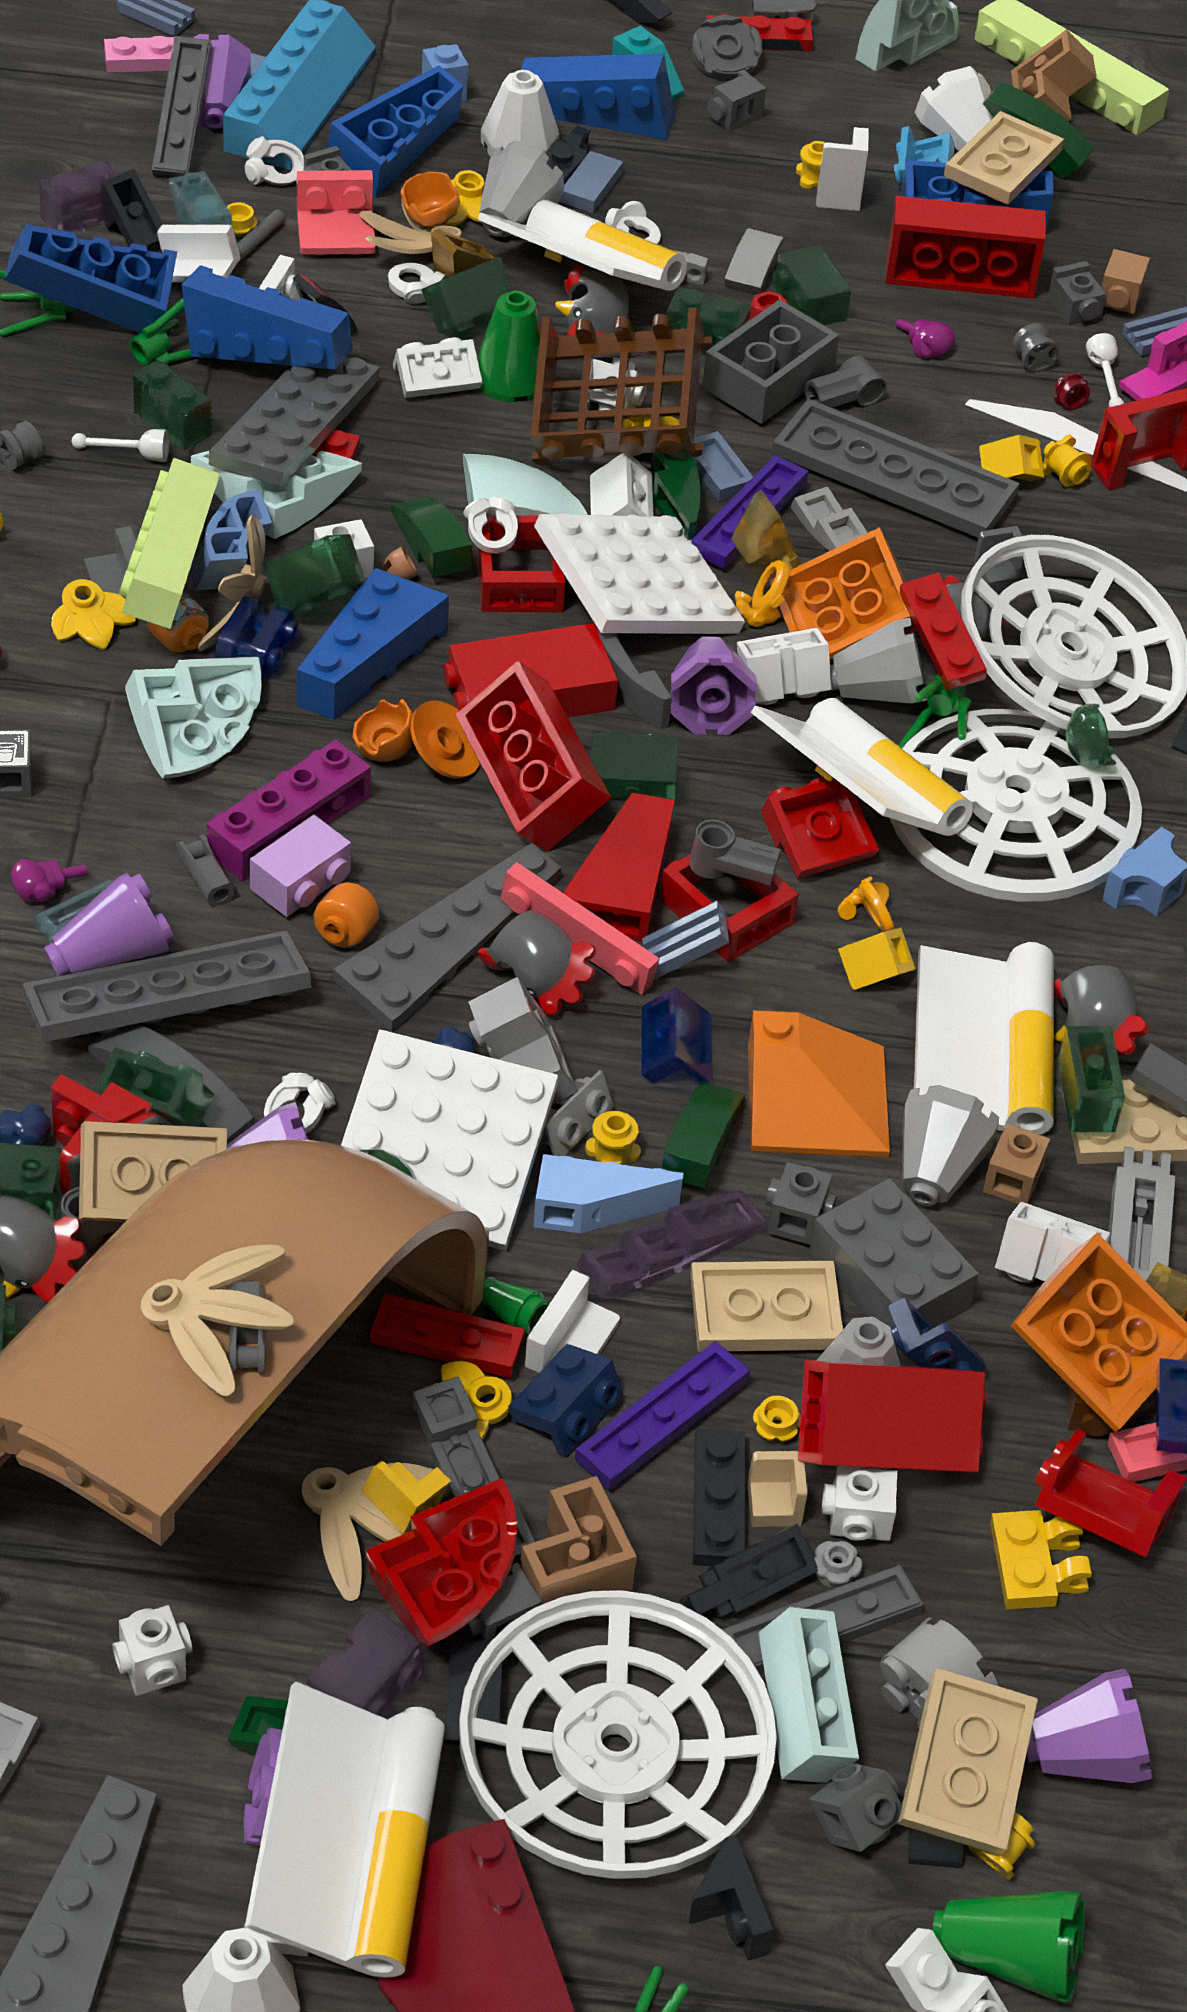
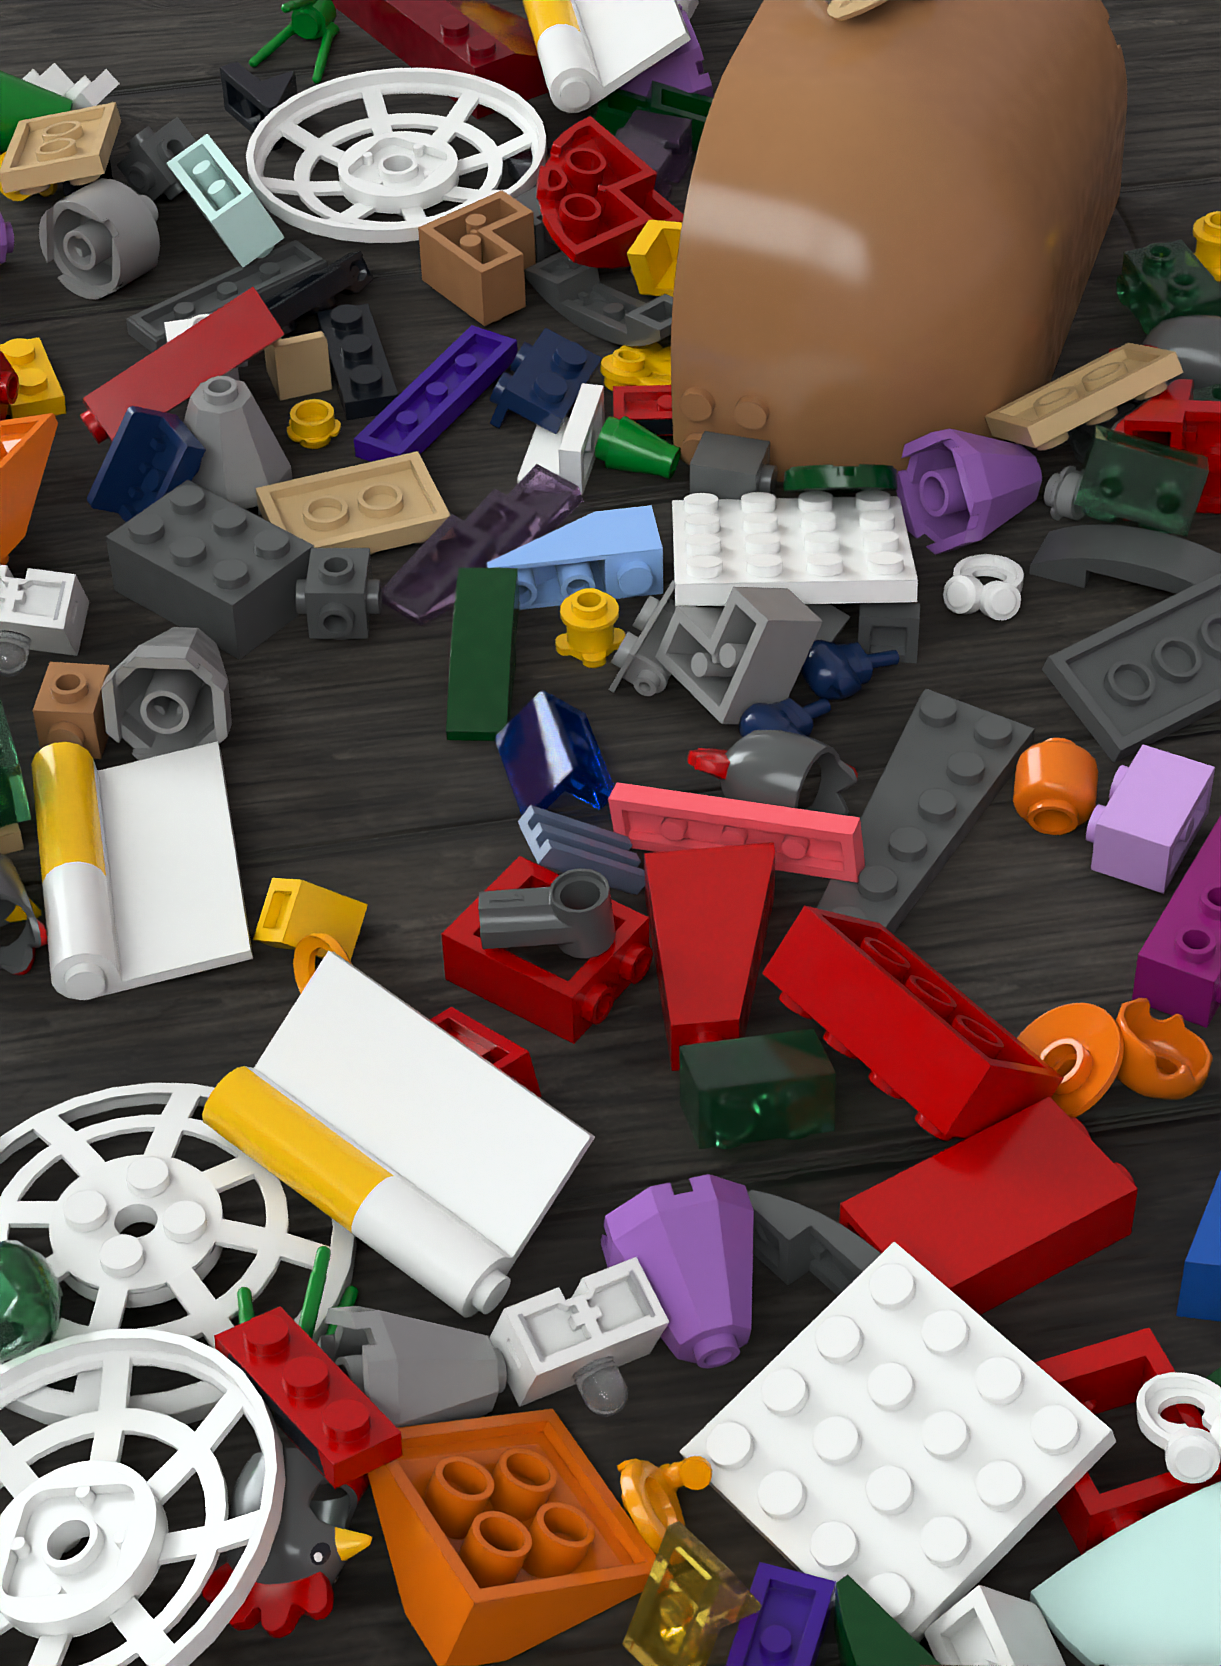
camera: 170 degrees right, 5 degrees down
(815, 1088) = (354, 757): orange slope -> none

